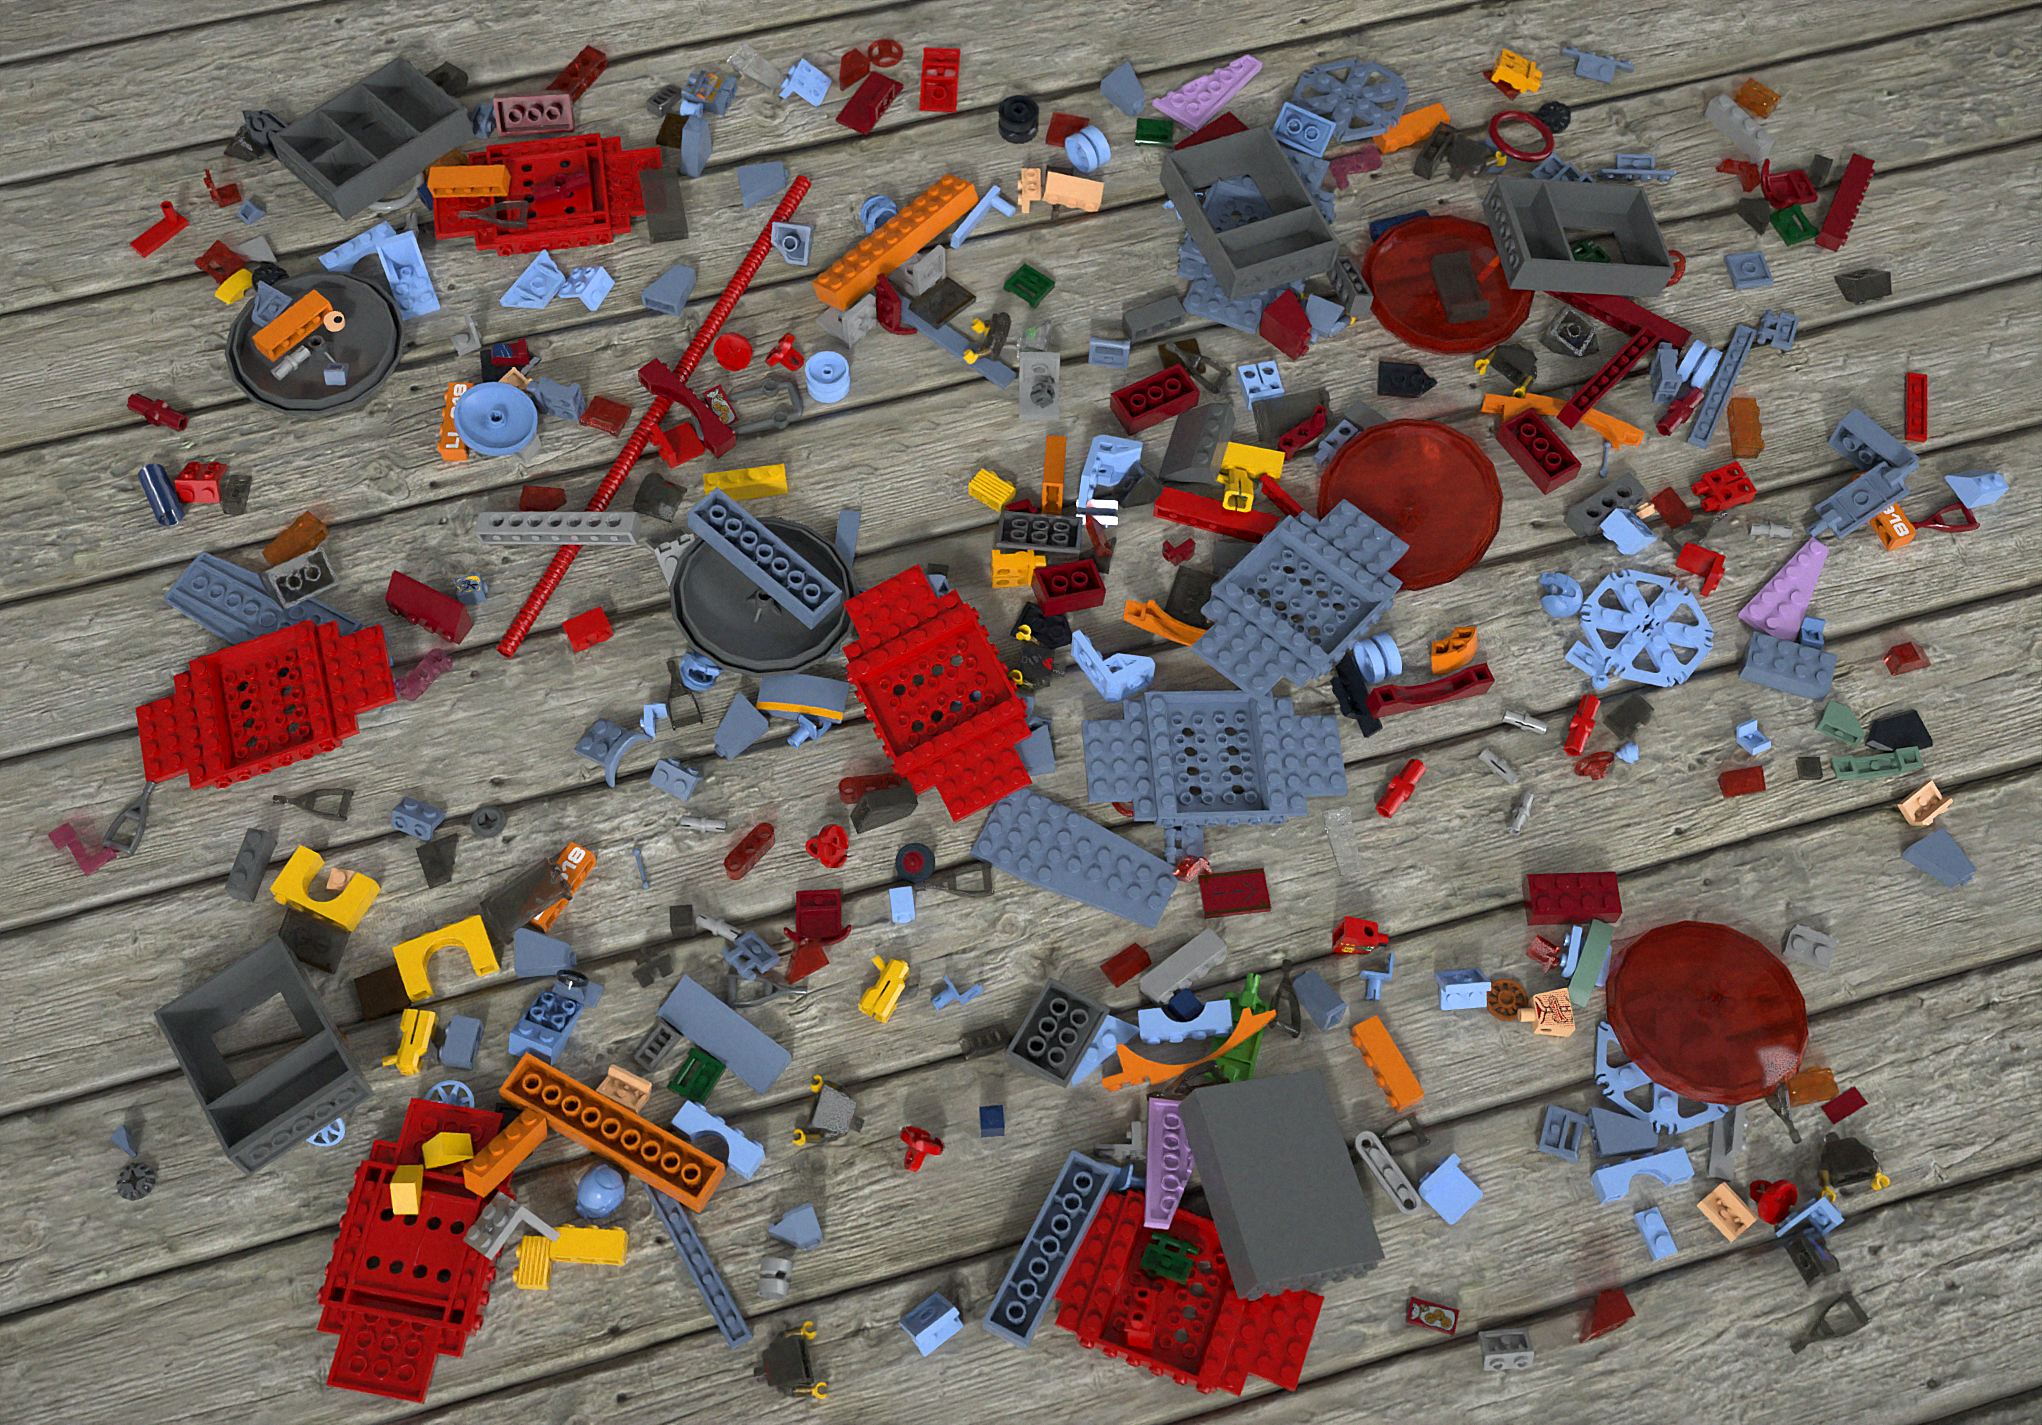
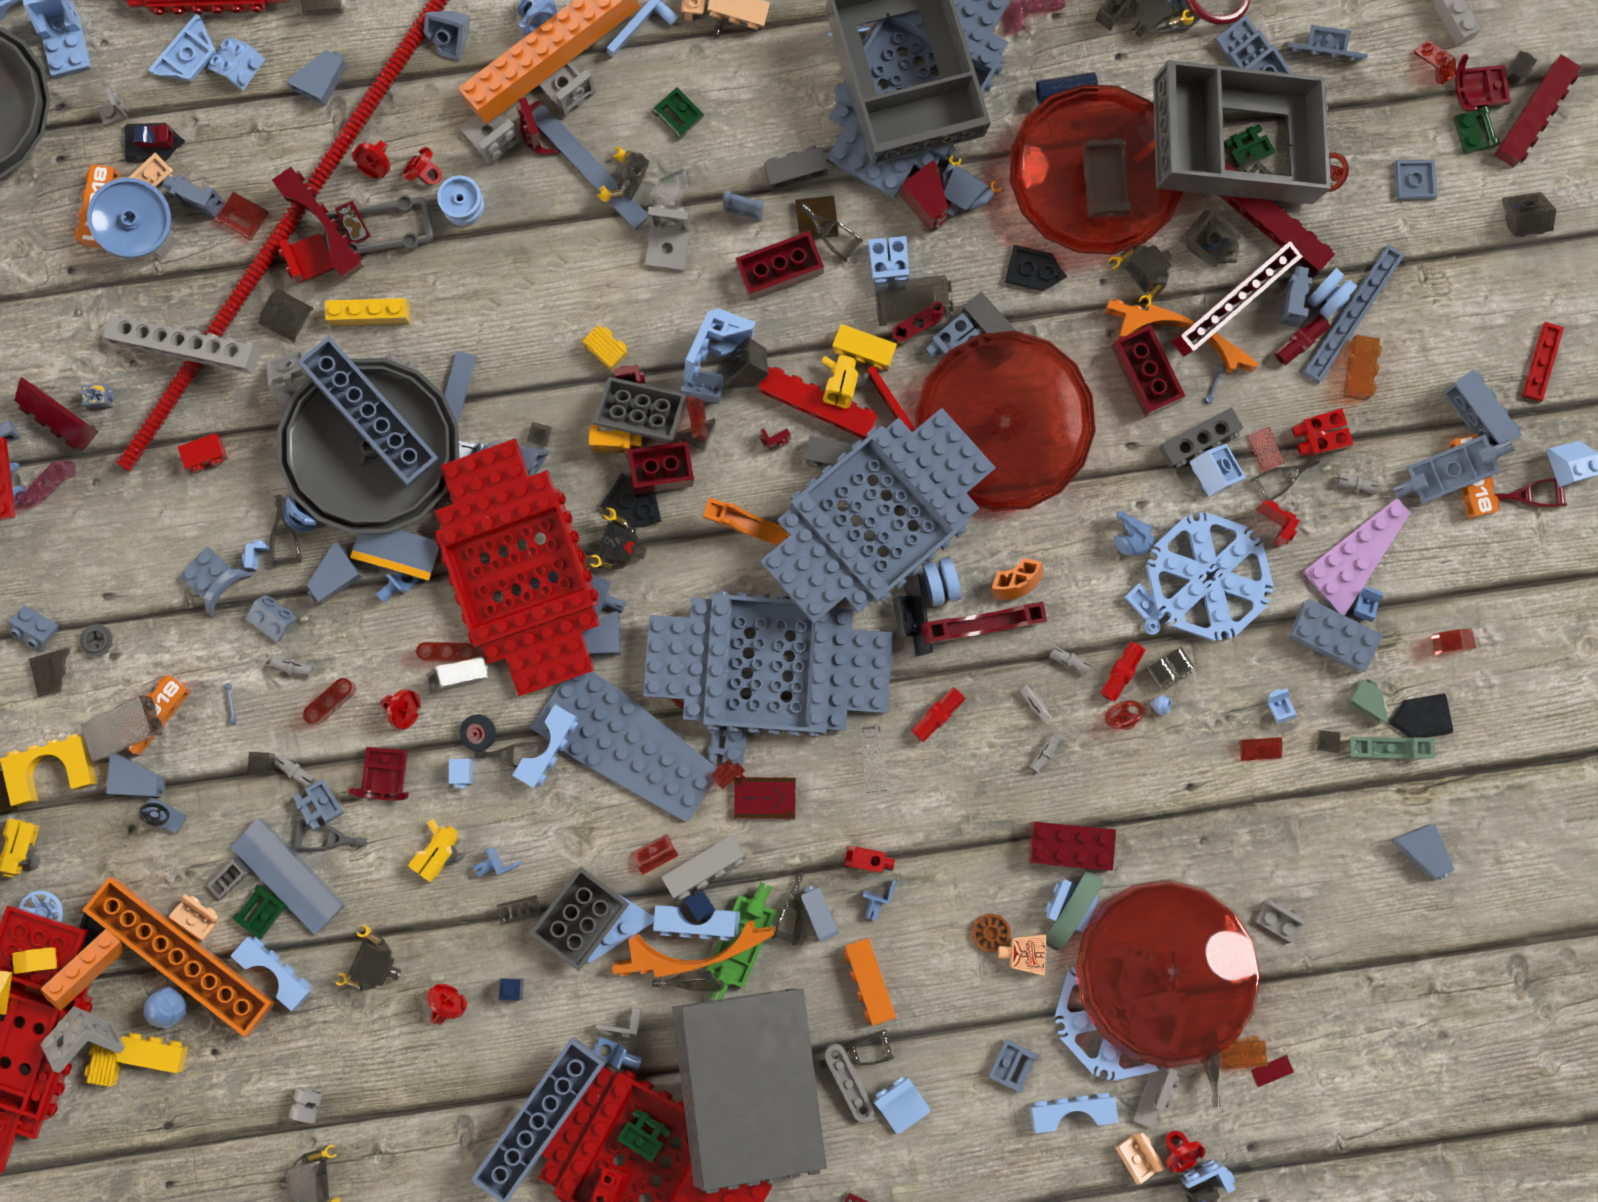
camera: 10 degrees right, 20 degrees up
(461, 1042) = (56, 855): sand blue brick -> none
(541, 499) = (169, 307): clear red slope -> none
(545, 1027) = (130, 849): medium blue slope -> none
(662, 964) = (222, 808): clear smoke hips -> none
(700, 1267) = (247, 1086): sand blue tile -> none
(798, 1228) = (332, 1065): sand blue slope -> none
(805, 960) = (367, 816): clear red slope -> none
(931, 1323) = (433, 1160): light blue bracket -> none
(942, 303) = (587, 124): clear smoke tile -> none
(982, 886) = (533, 770): none -> light blue arch
(1042, 395) = (669, 249): dark grey gear -> none
(1053, 475) = (667, 337): orange slope -> none
(1114, 686) = (702, 567): light blue bracket -> none
(1167, 1162) = (656, 1049): lavender wing -> none
(1189, 595) = (777, 485): clear smoke tile -> none
(1198, 444) = (813, 323): dark grey slope -> none
(1350, 286) = (998, 159): dark grey brick -> none
(1462, 988) = (952, 918): light blue bracket -> none
(1544, 953) = (1035, 896): clear red bracket -> none
(1619, 1135) = (1062, 1075): sand blue slope -> none
(1645, 510) = (1239, 449): light nougat plate -> none
(1655, 1233) = (1074, 1165): light blue plate -> none
(1755, 213) = (1439, 113): clear smoke slope -> none
(1784, 331) = (1431, 260): sand blue plate -> none
(1847, 1163) = (1256, 1129): clear smoke torso -> none
(1924, 804) = (1426, 795): light nougat bracket -> none

